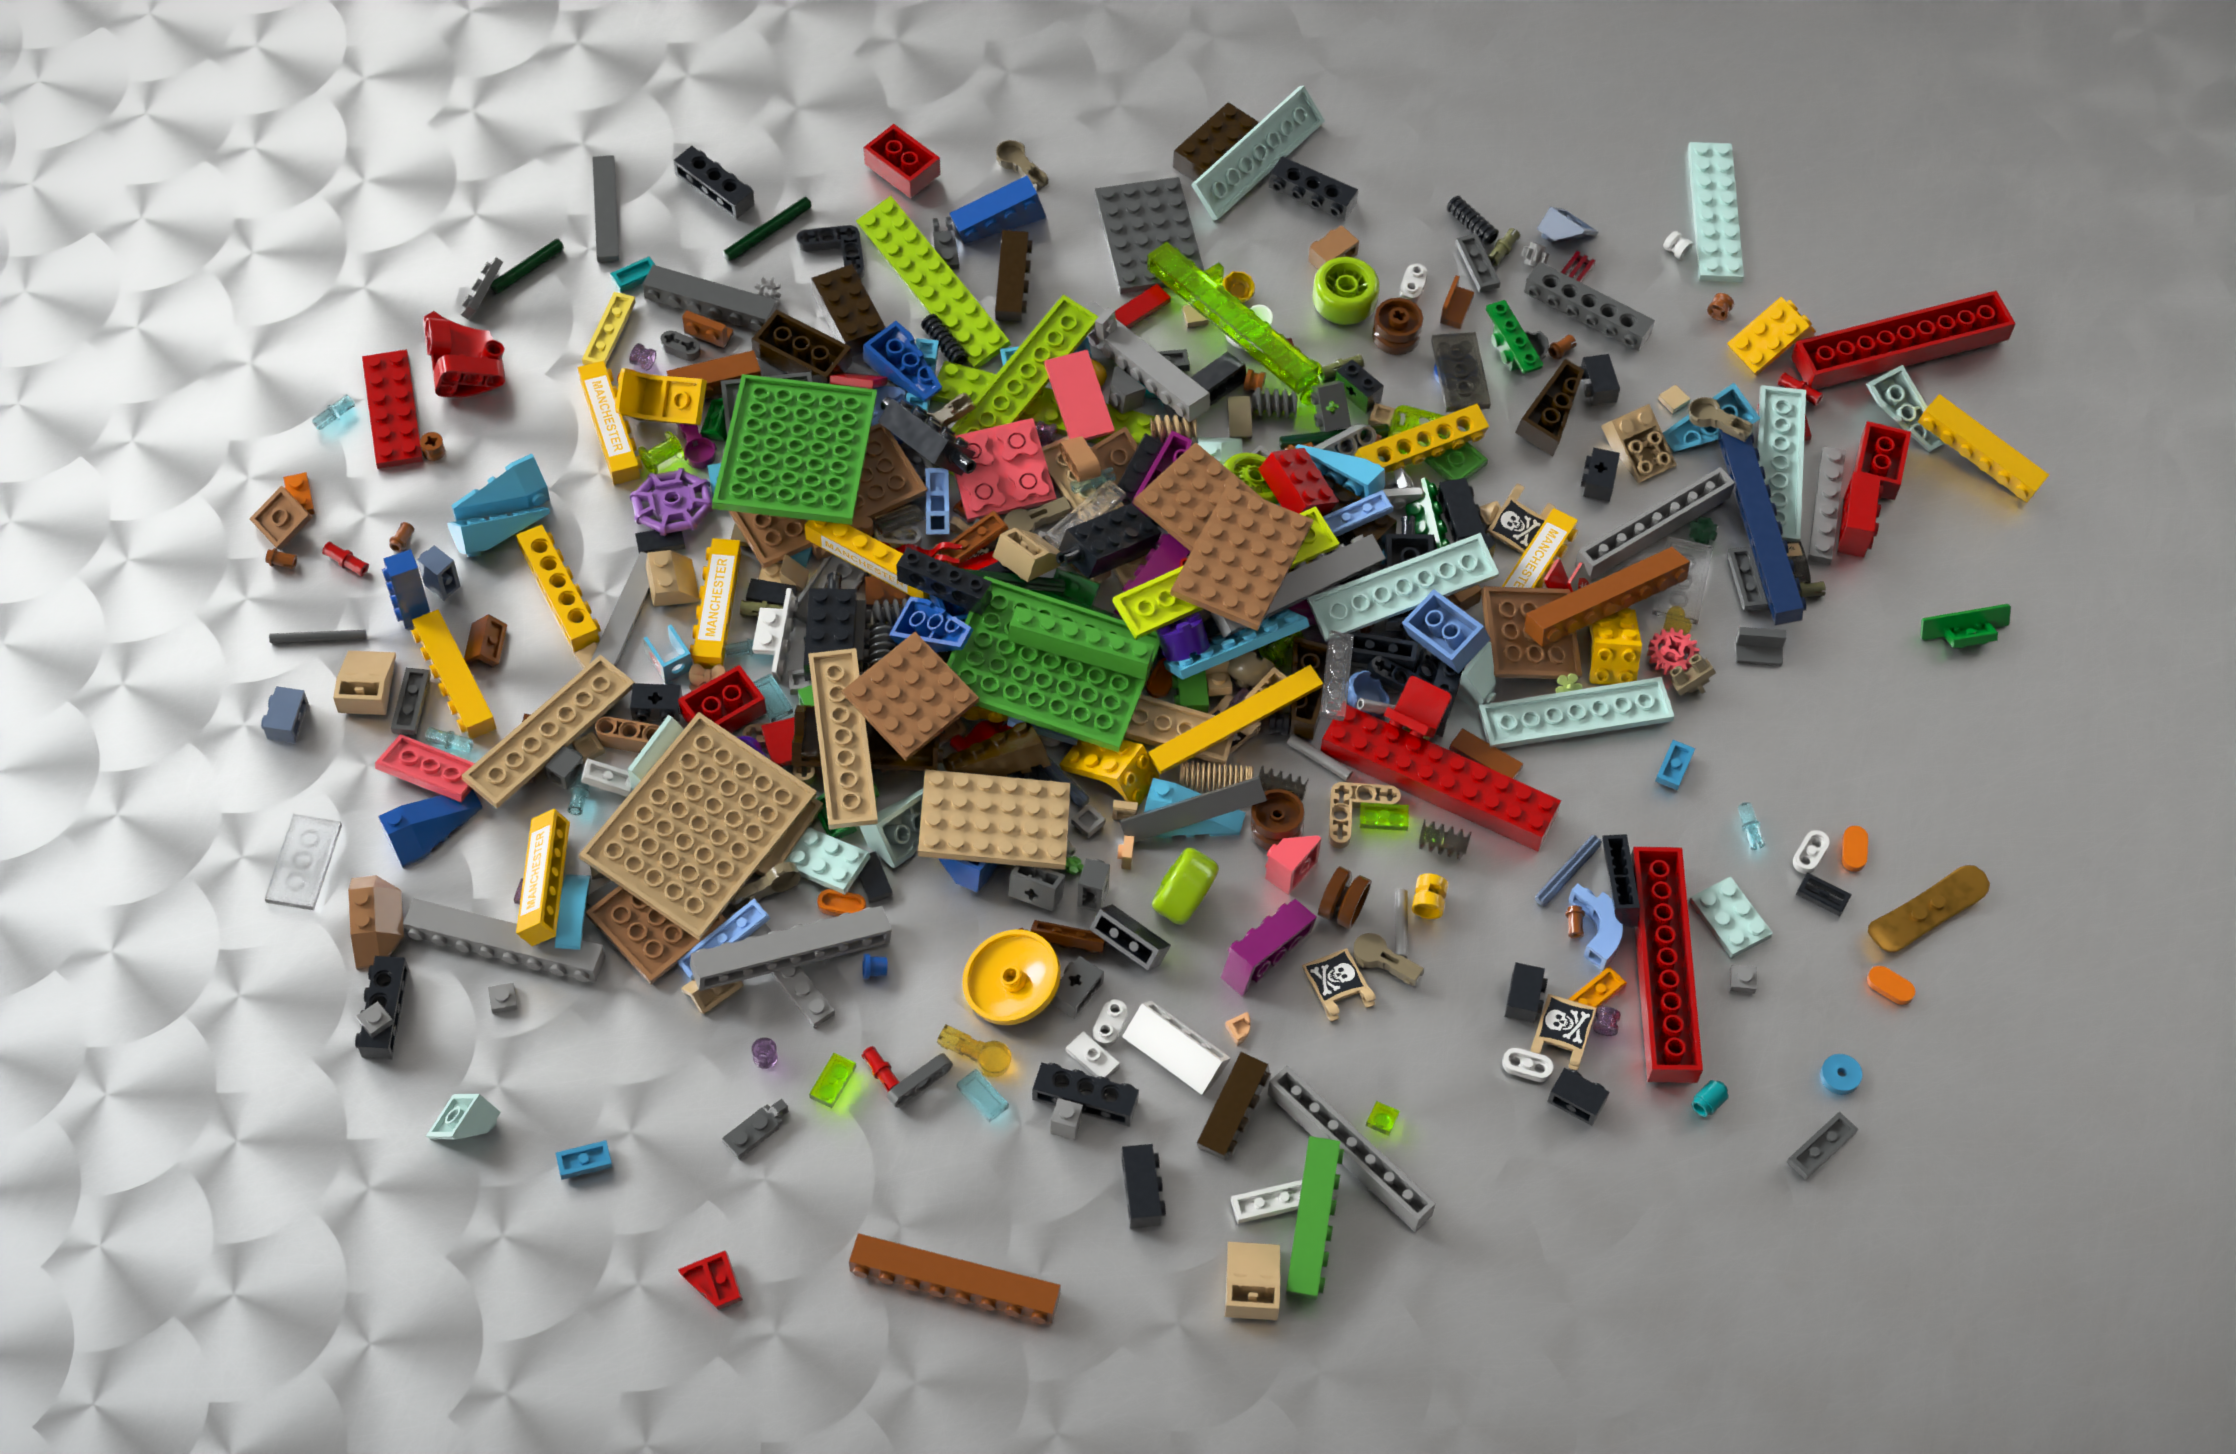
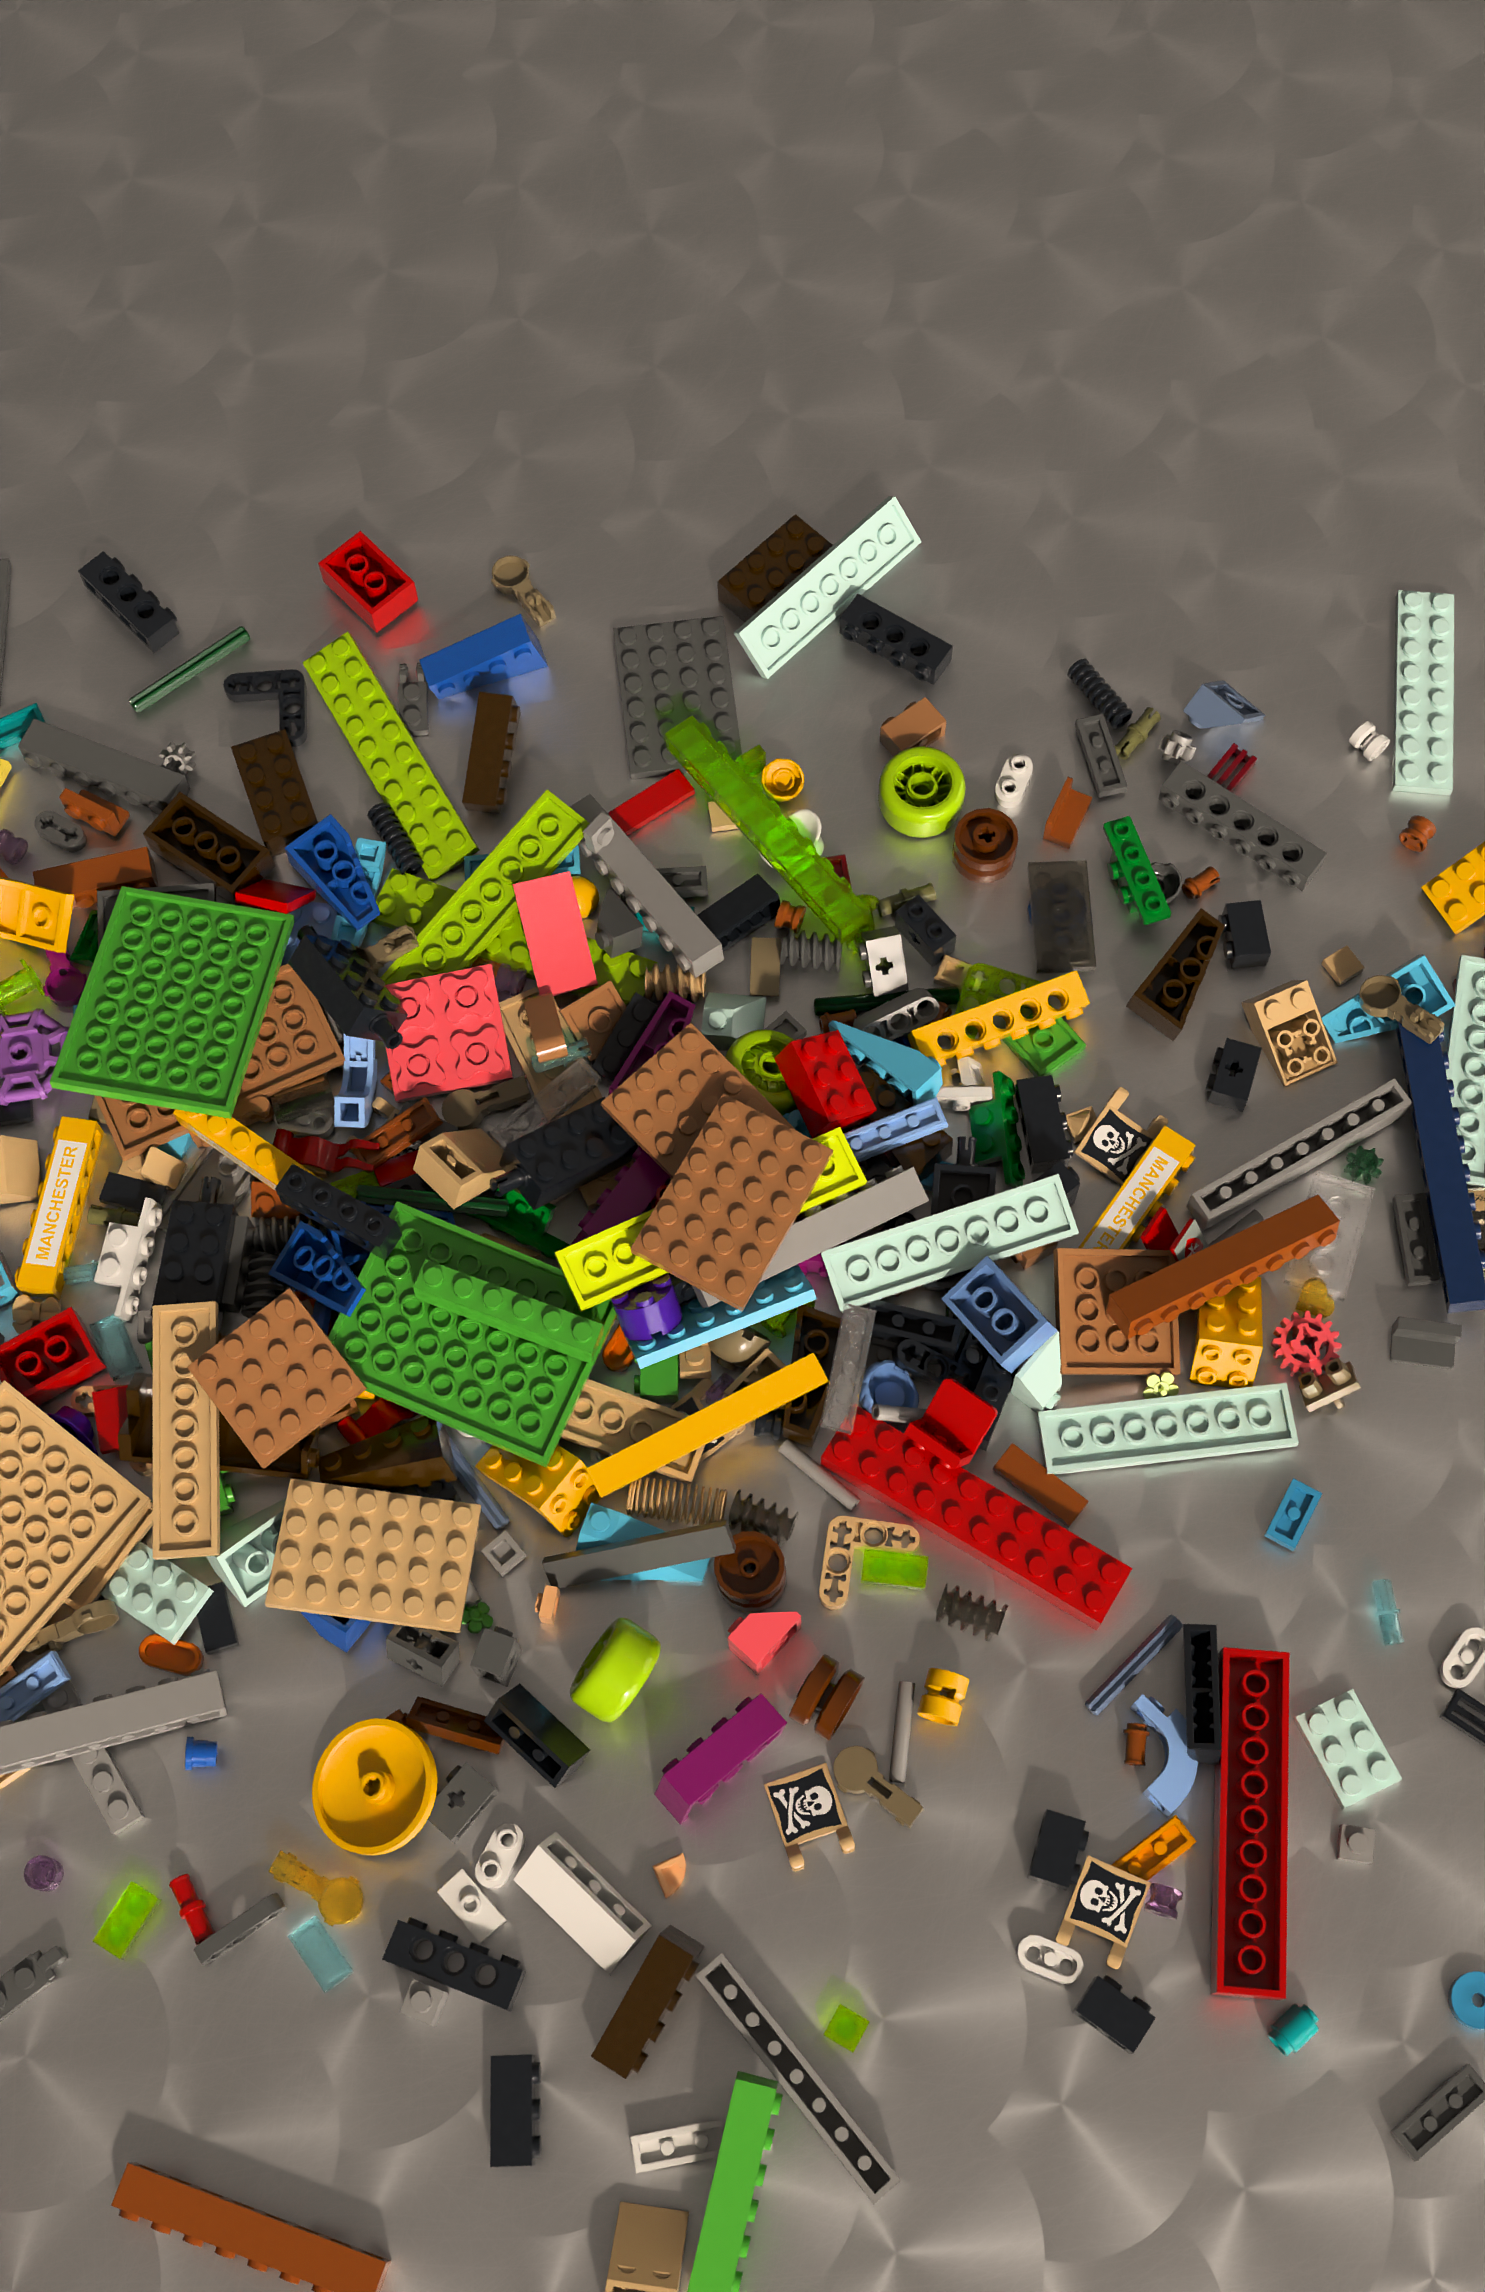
camera: 10 degrees right, 10 degrees up
(1124, 809) = (552, 1542): tan tile -> none

